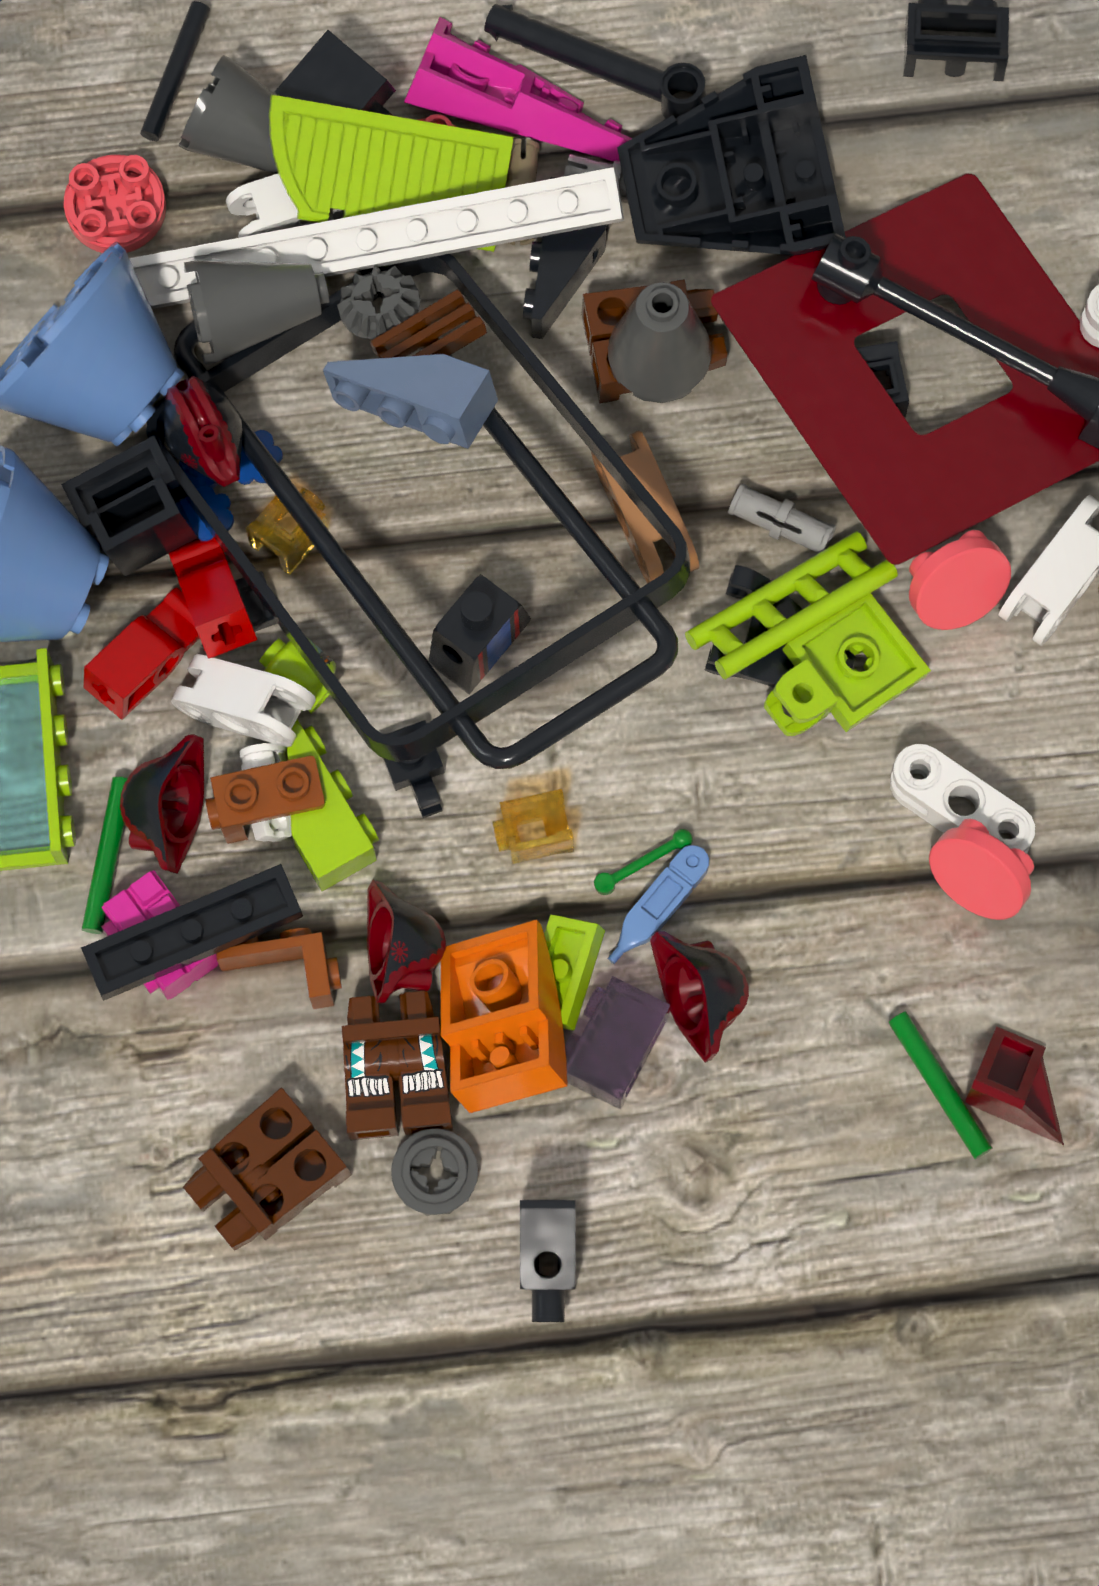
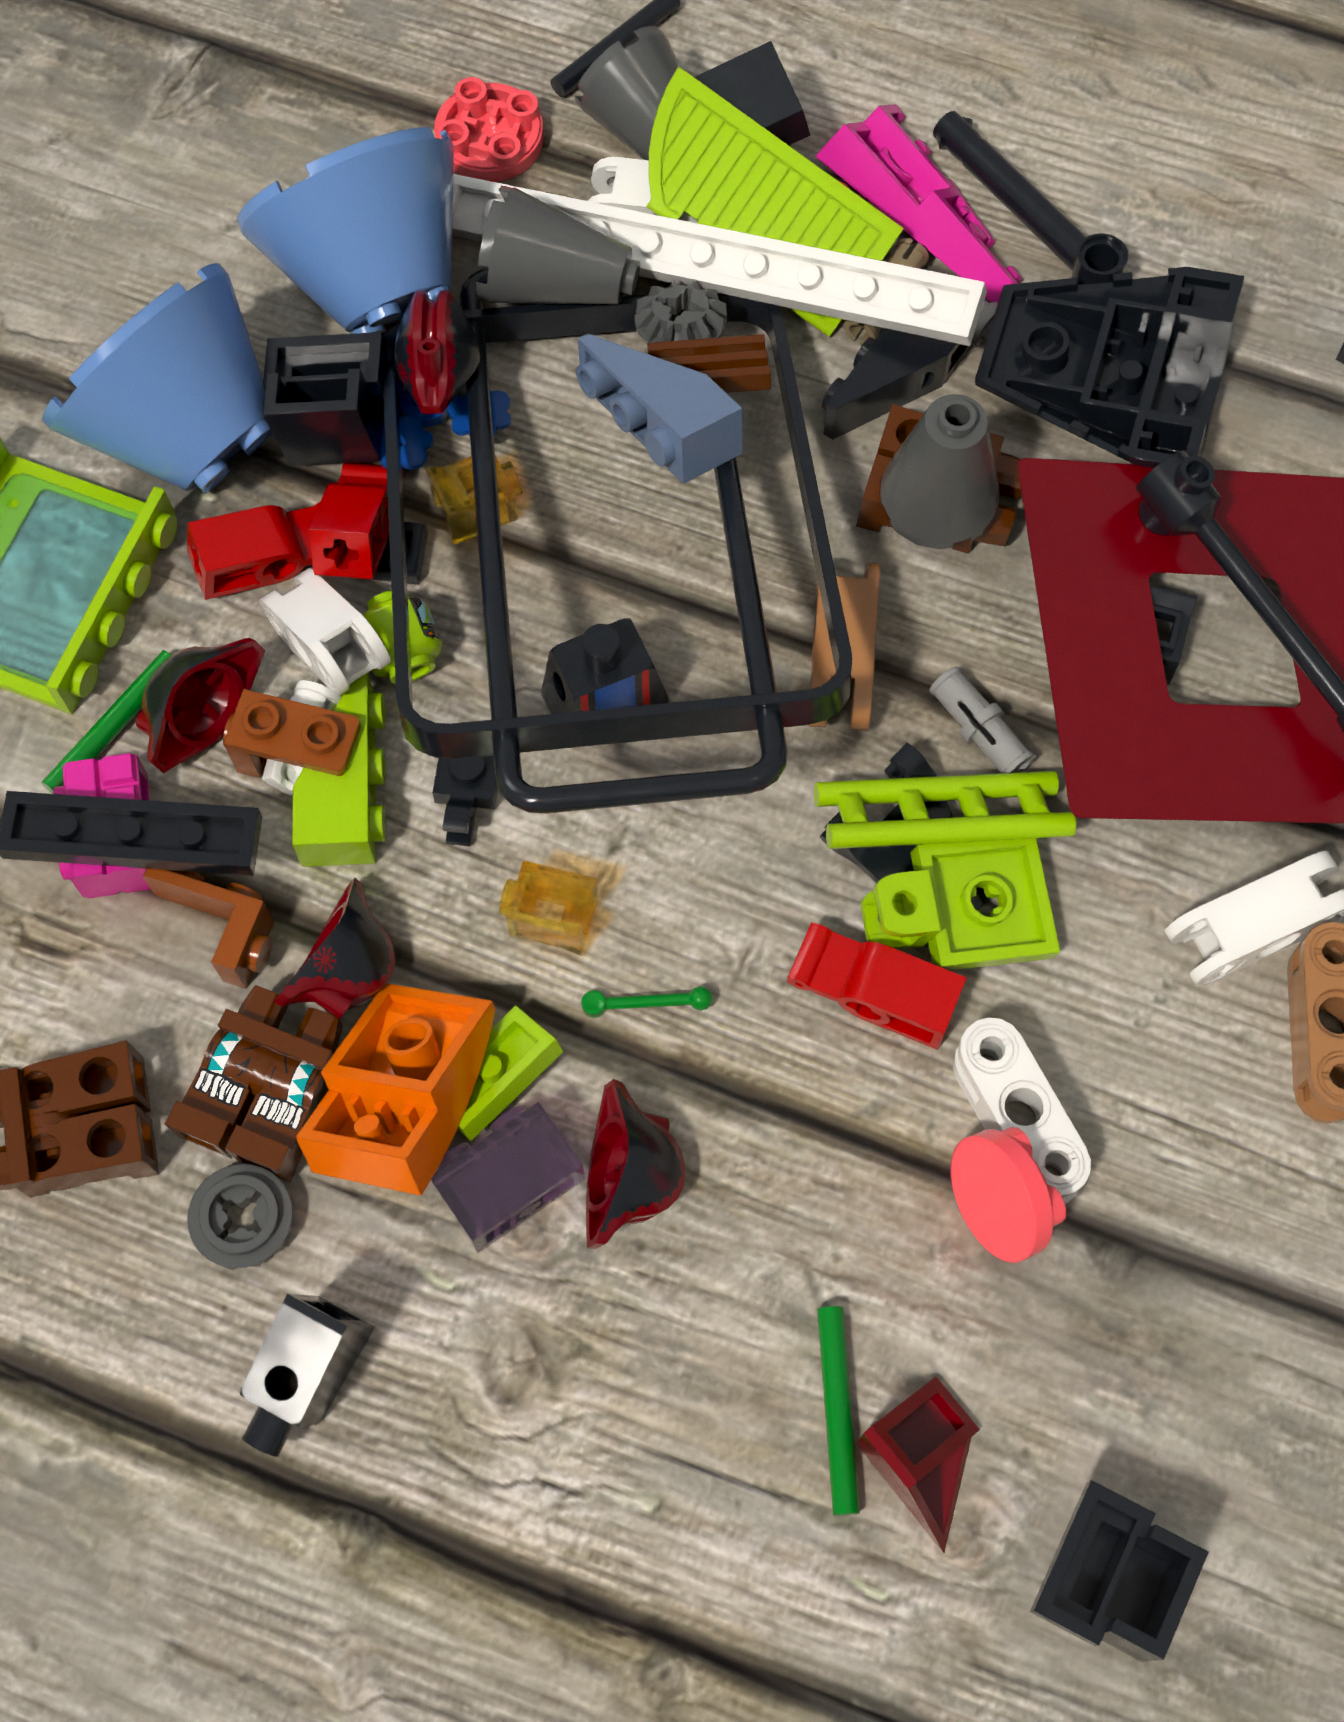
camera: 25 degrees right, 5 degrees down
(662, 899) = (645, 1050): medium blue piece -> none
(810, 762) = (878, 984): none -> red piece
(958, 581) = (1138, 872): coral tile -> none

